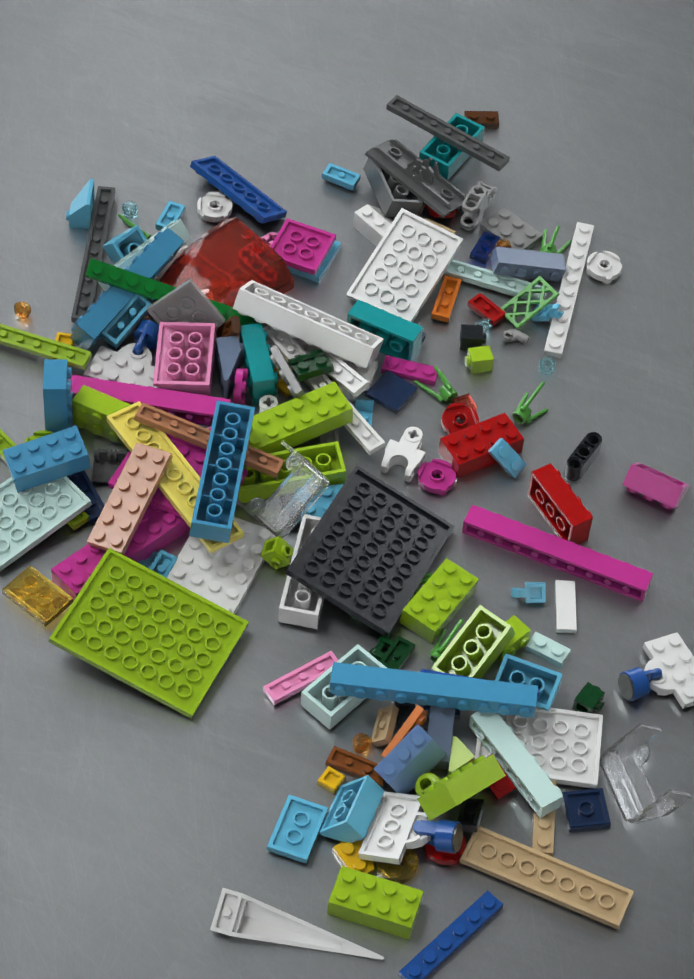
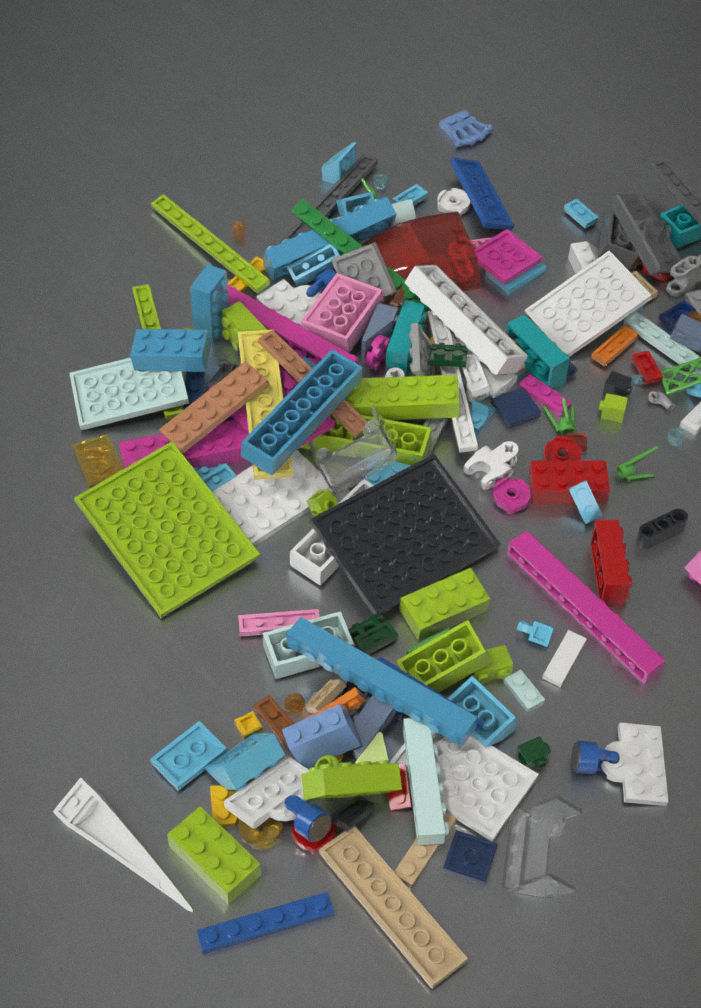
camera: 30 degrees right, 0 degrees up
(171, 118) = (460, 123): none -> medium blue plate

